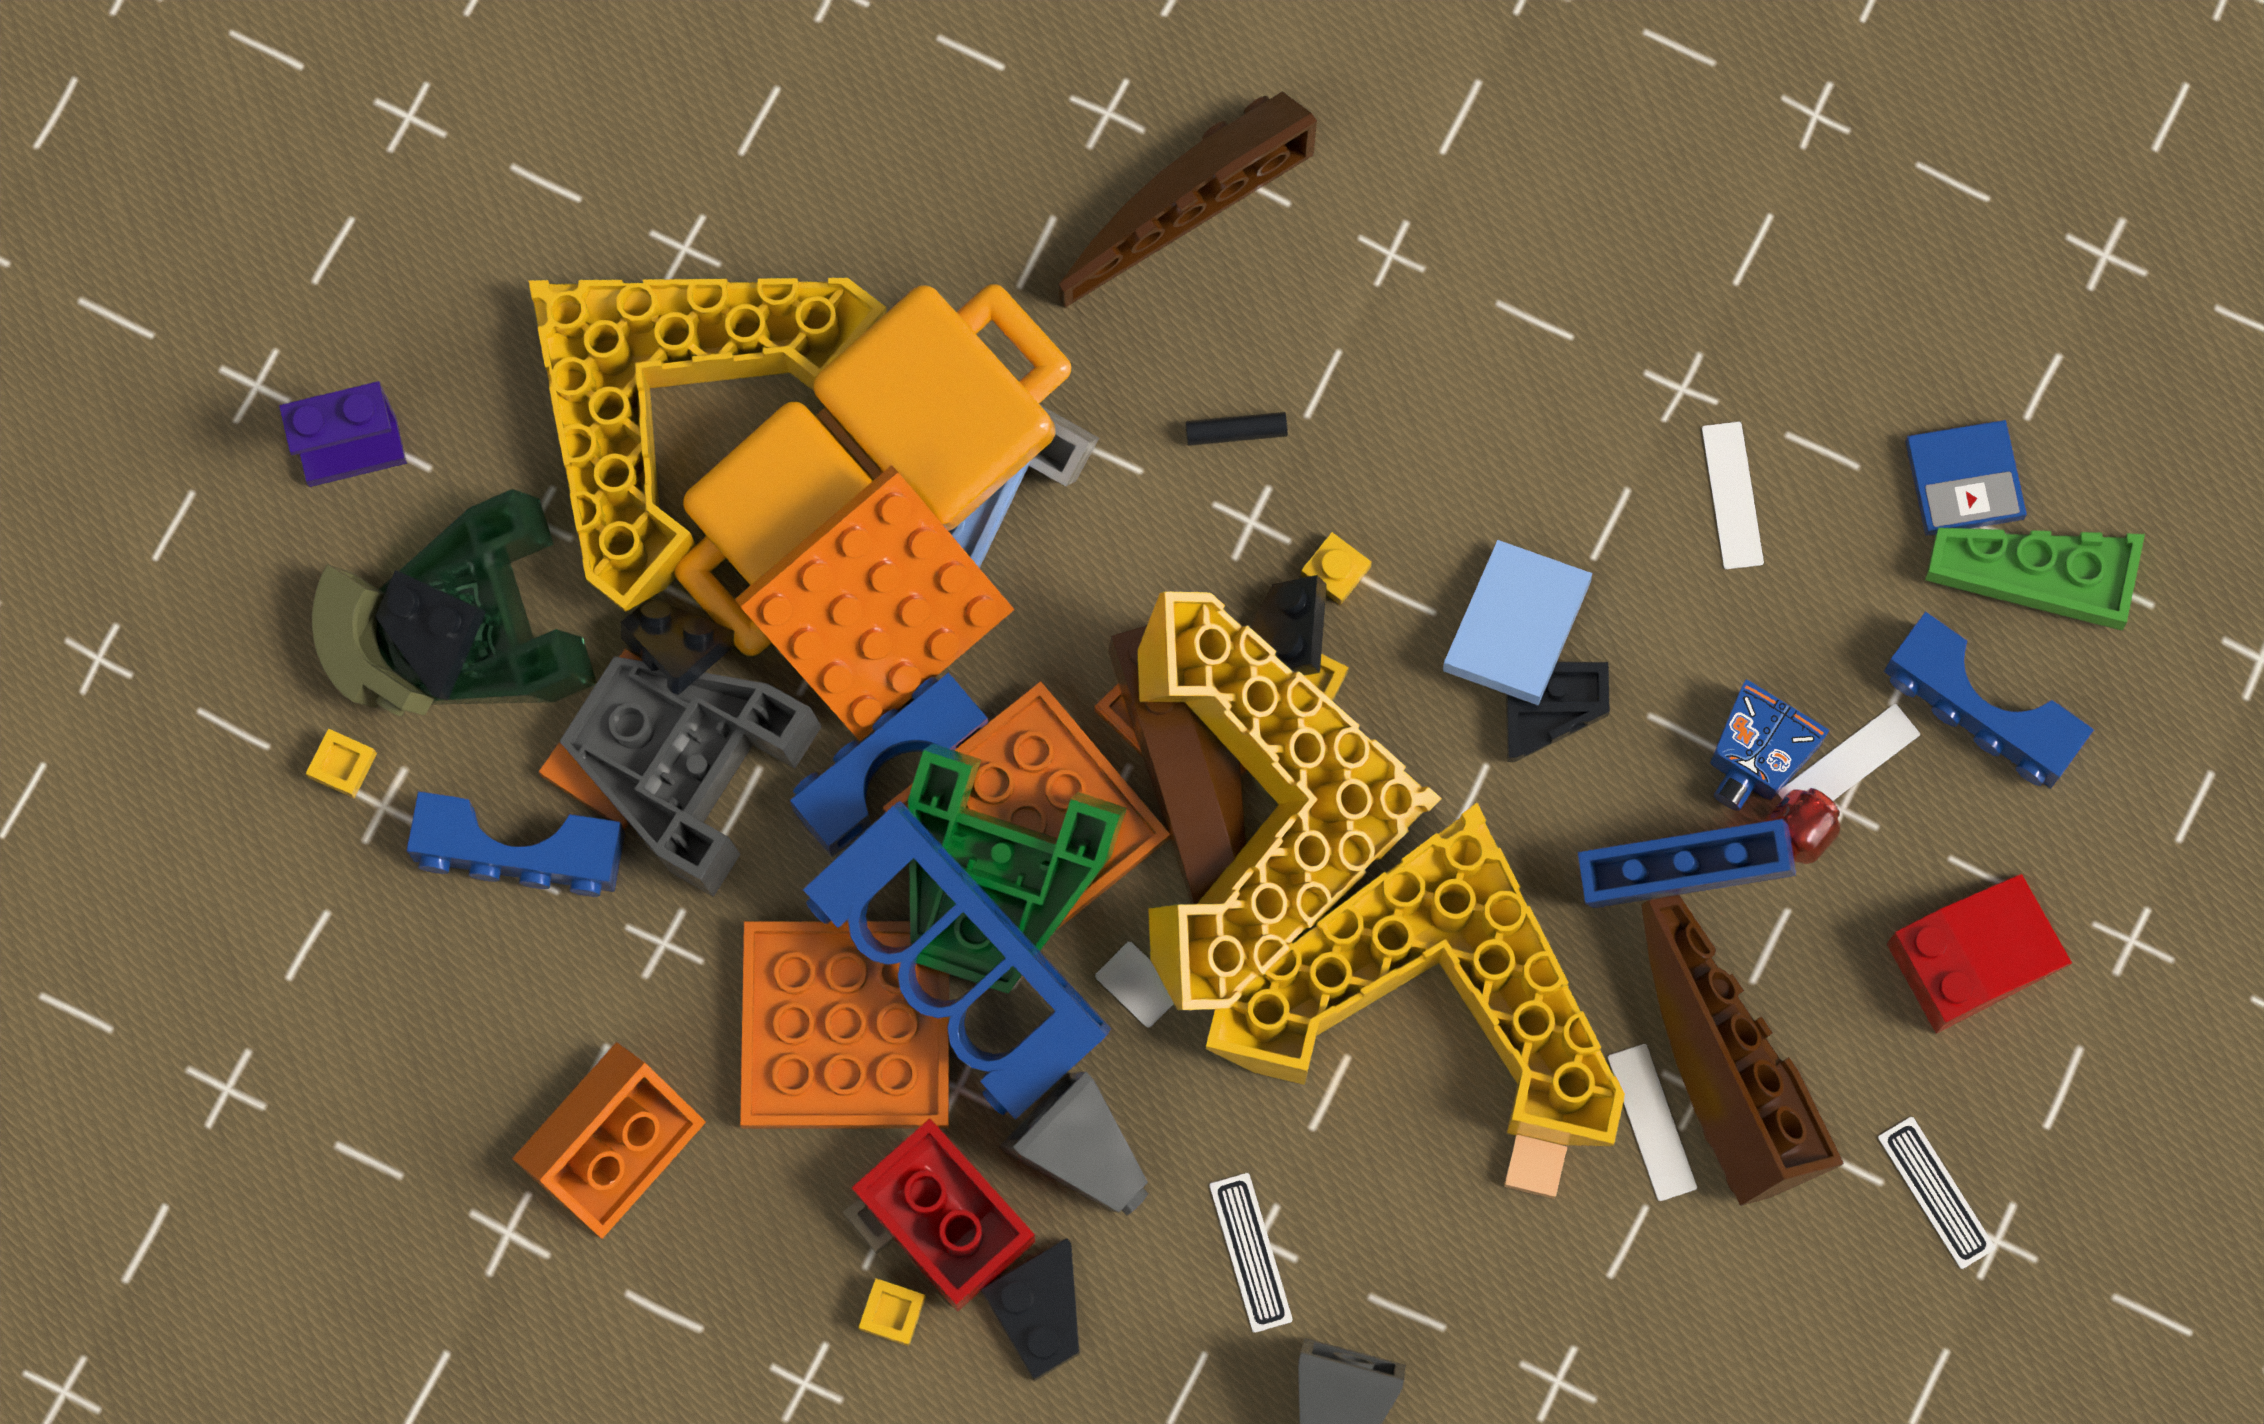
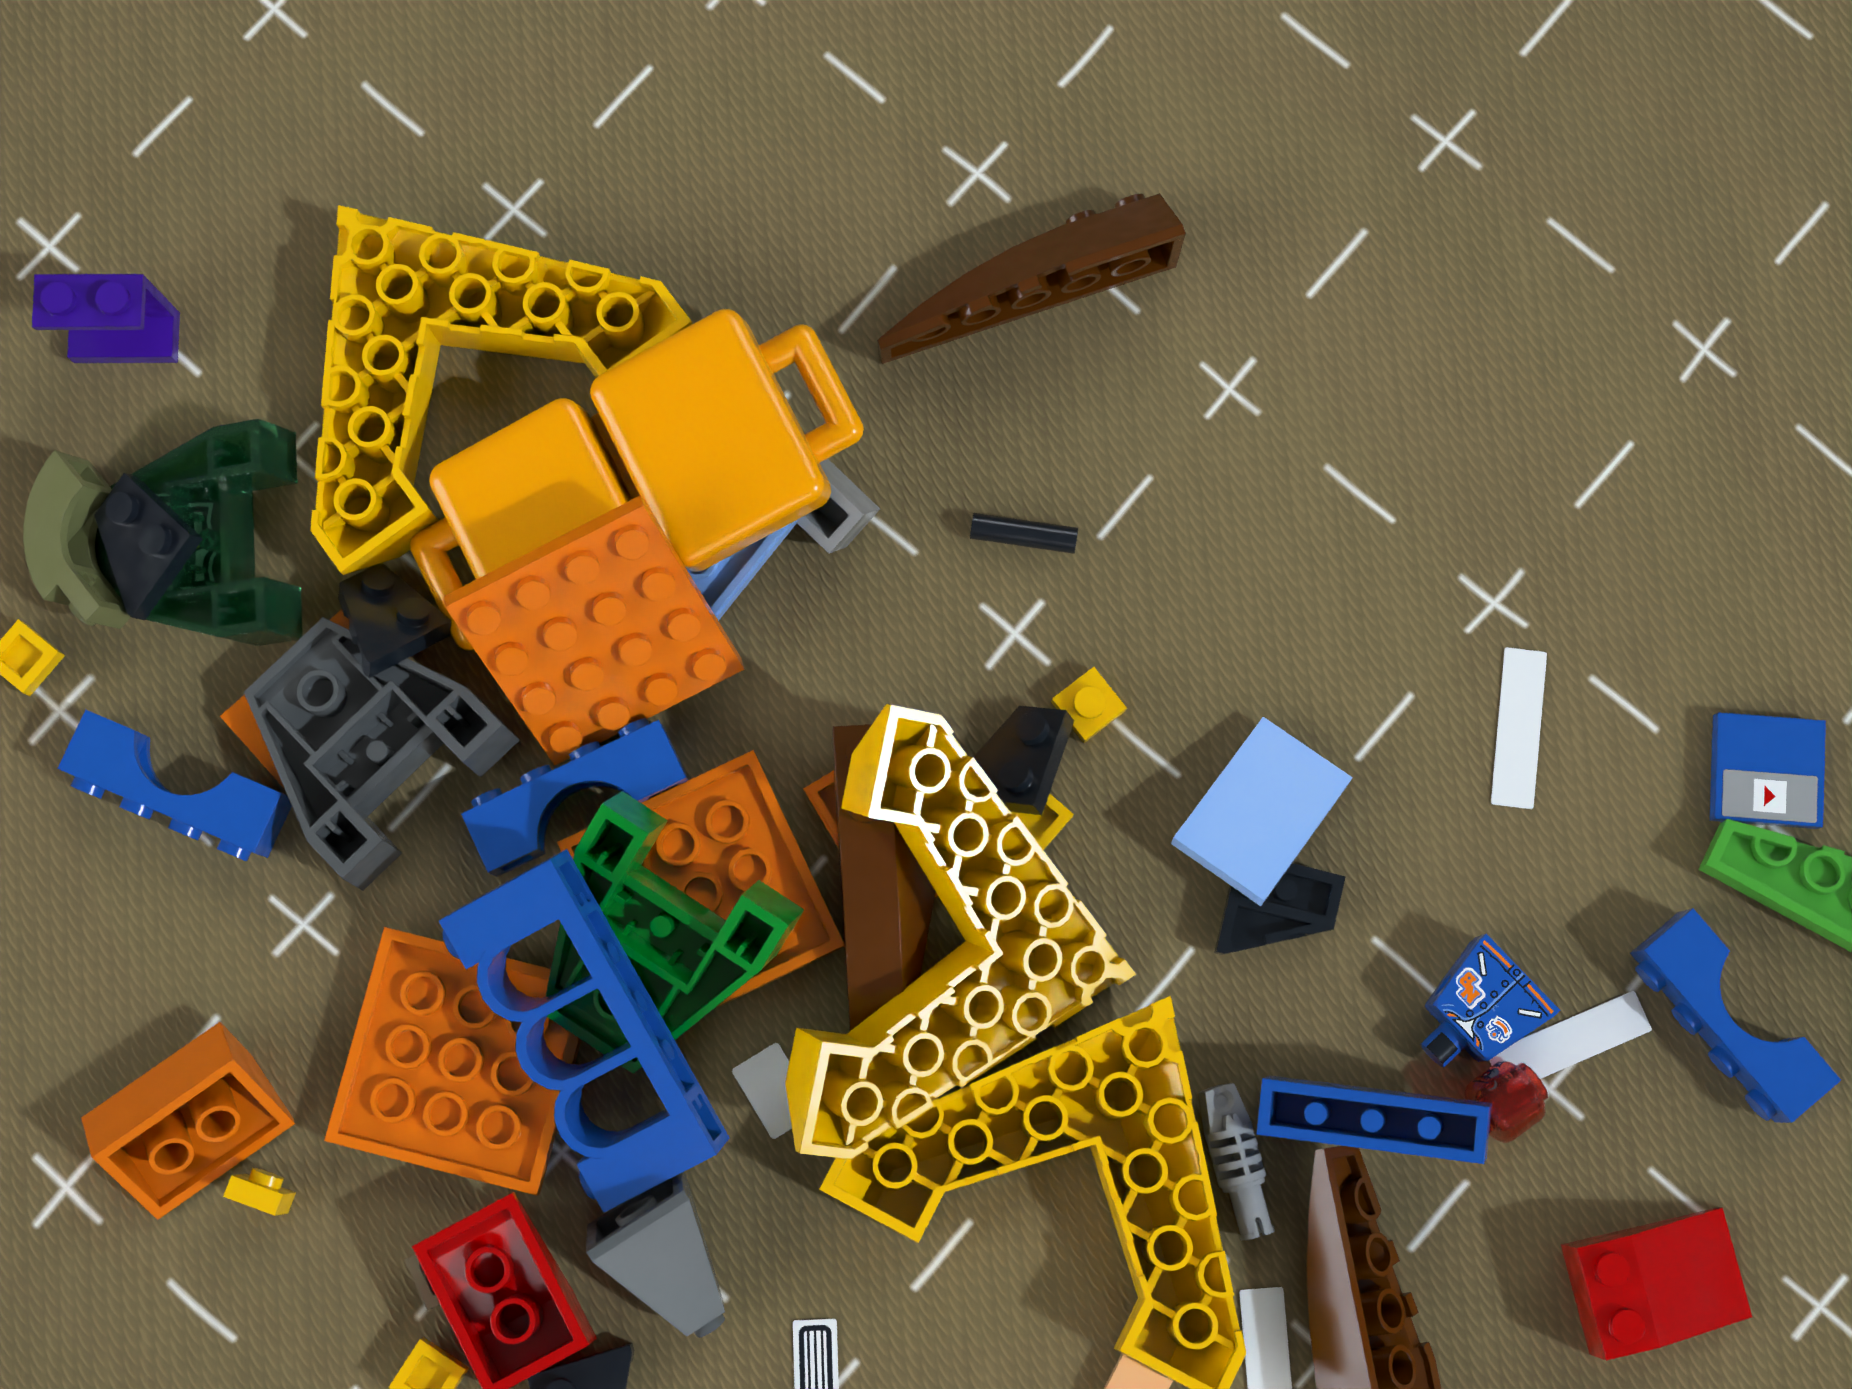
camera: 15 degrees right, 5 degrees up
(693, 1185) = (260, 1191): none -> yellow plate
(1573, 936) = (1236, 1158): none -> light grey hinge

